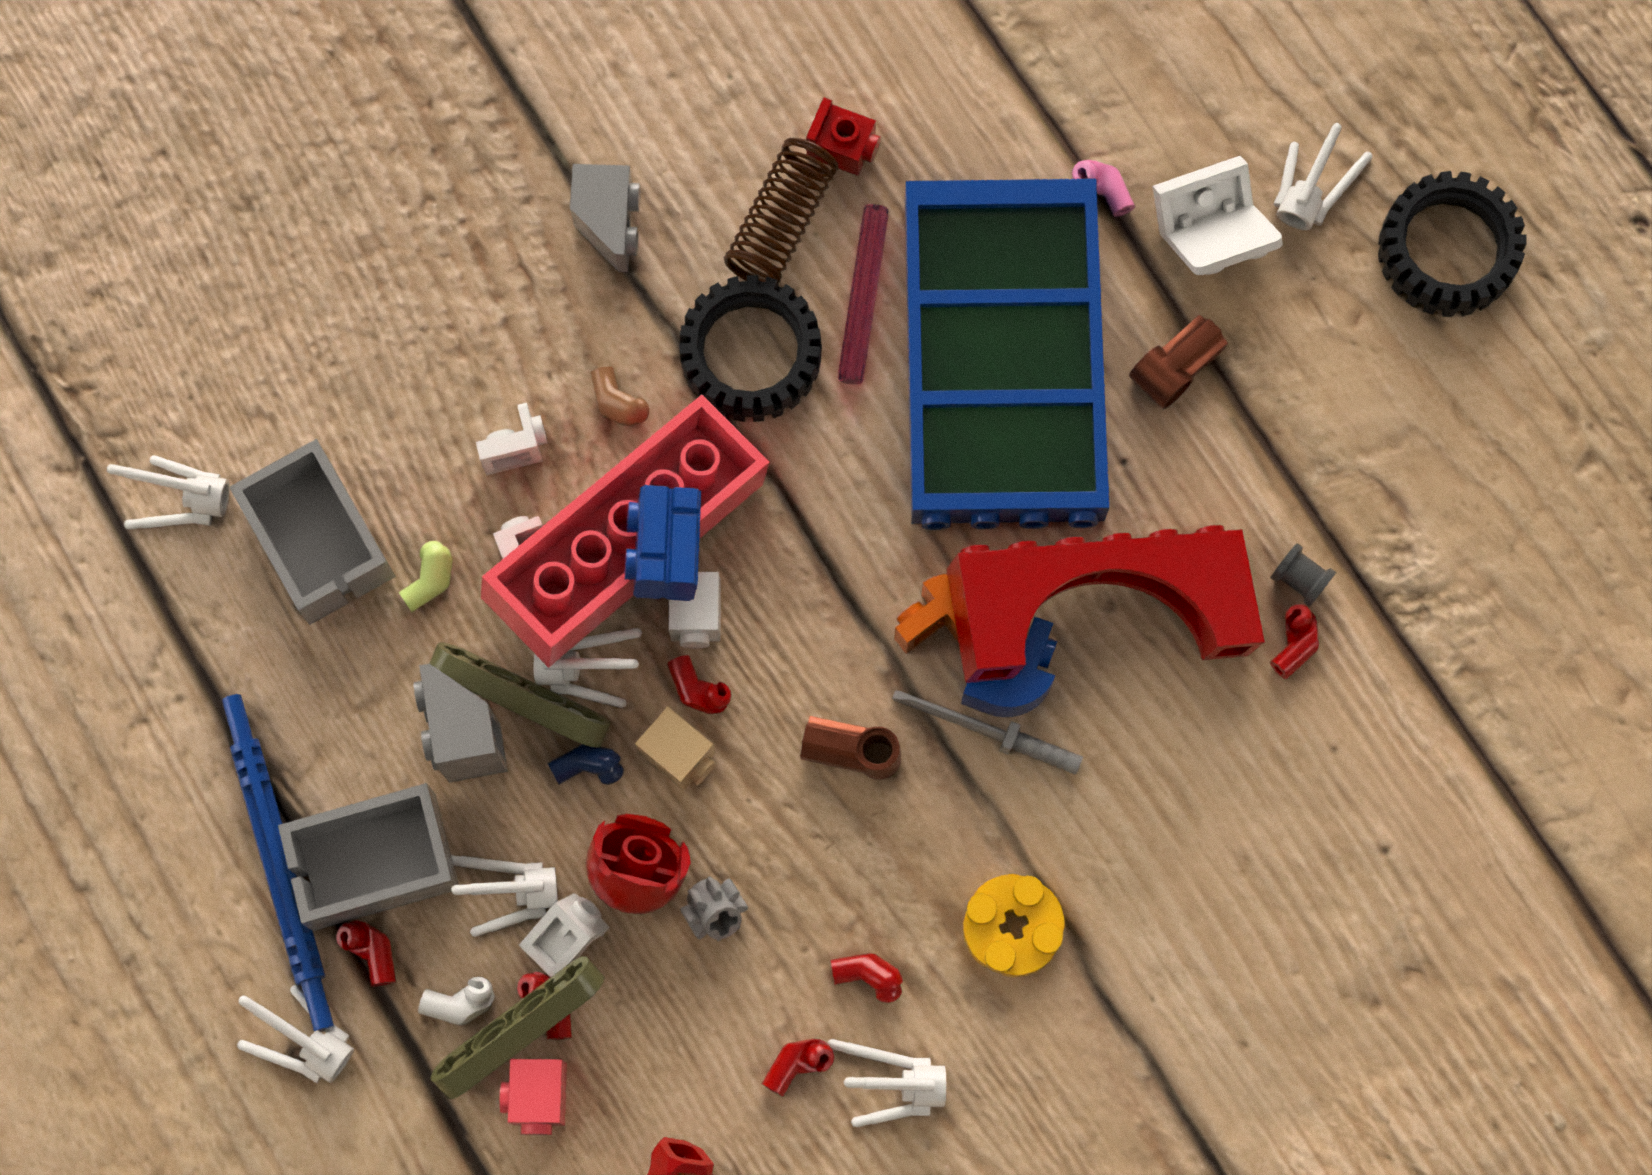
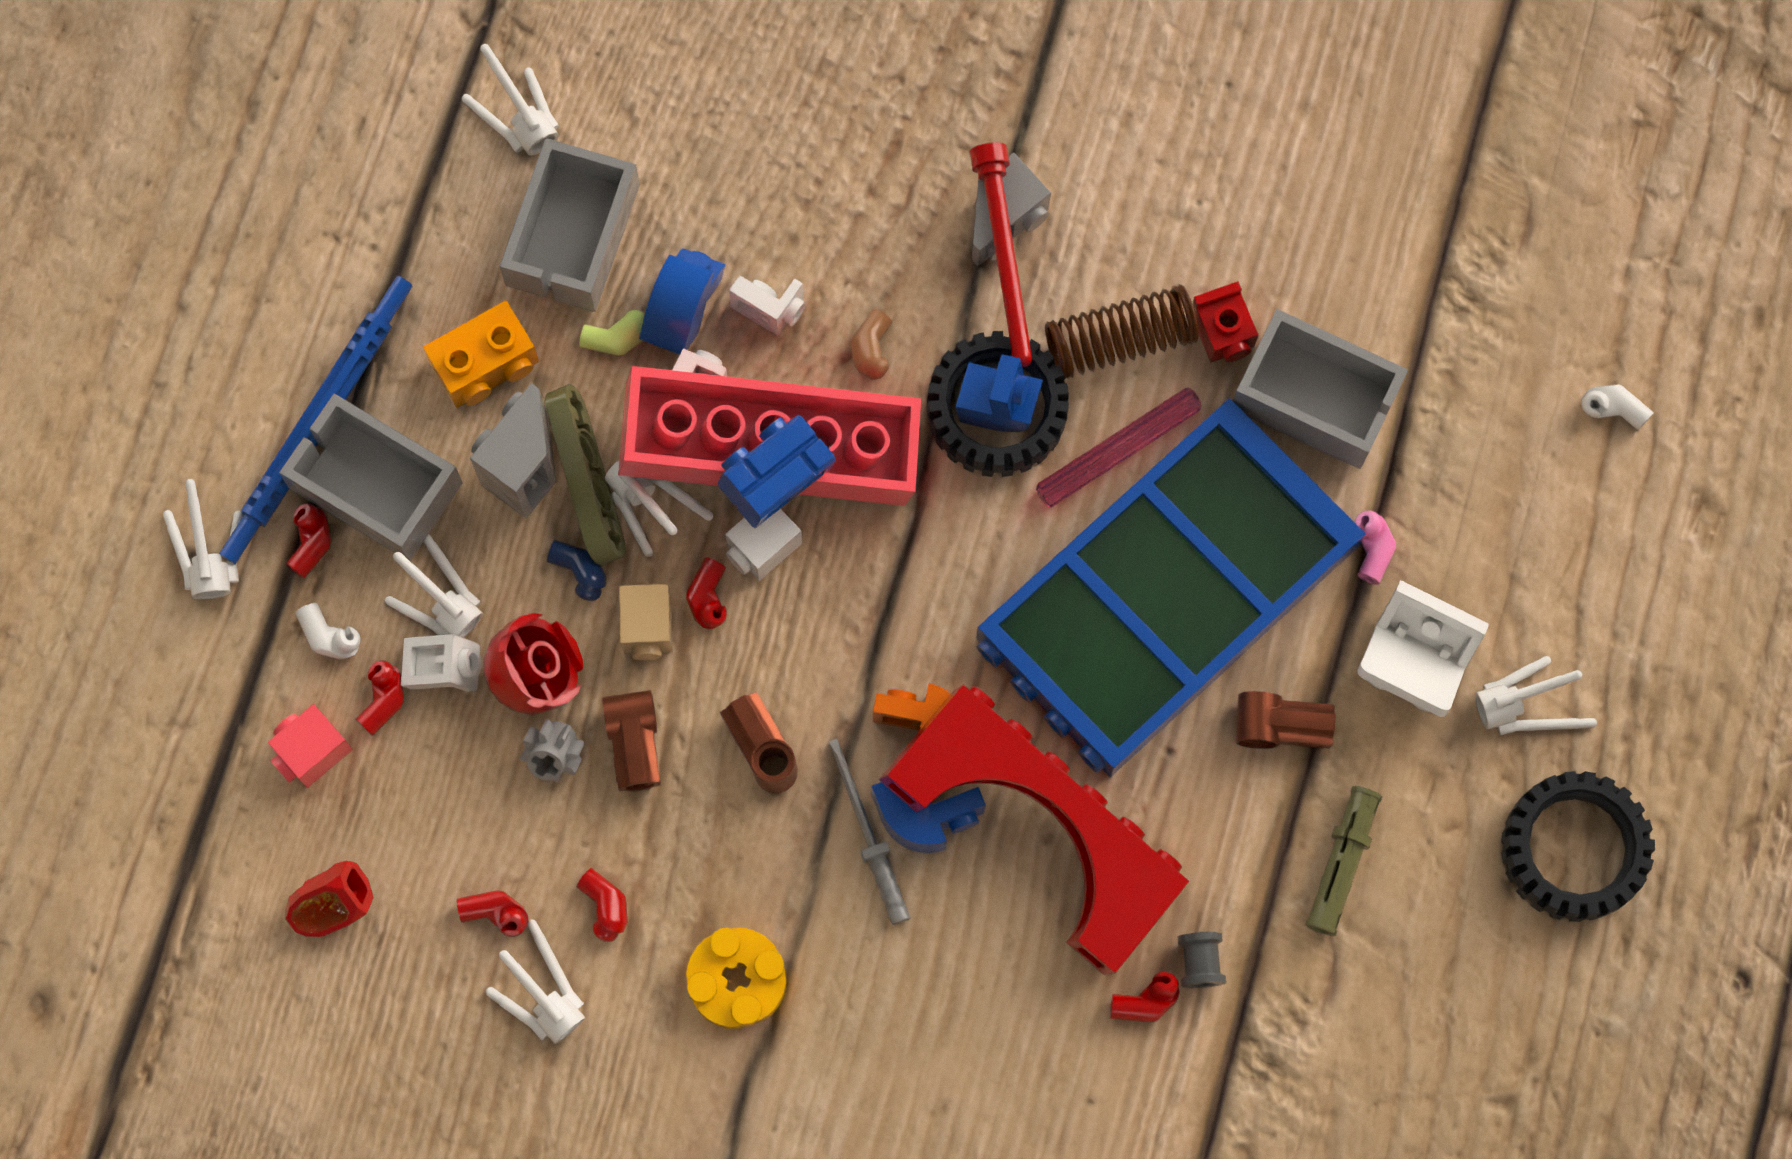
camera: 45 degrees right, 0 degrees up
(349, 690) = (482, 355): none -> light orange brick
(451, 504) = (680, 300): none -> blue brick
(517, 1027) = (342, 689): olive beam -> none
(568, 186) = (991, 163): none -> red piece
(749, 833) = (631, 727): none -> copper piece
(750, 340) = (998, 397): none -> blue brick
(956, 114) = (1319, 388): none -> light grey piece
(1290, 362) = (1343, 861): none -> olive pin

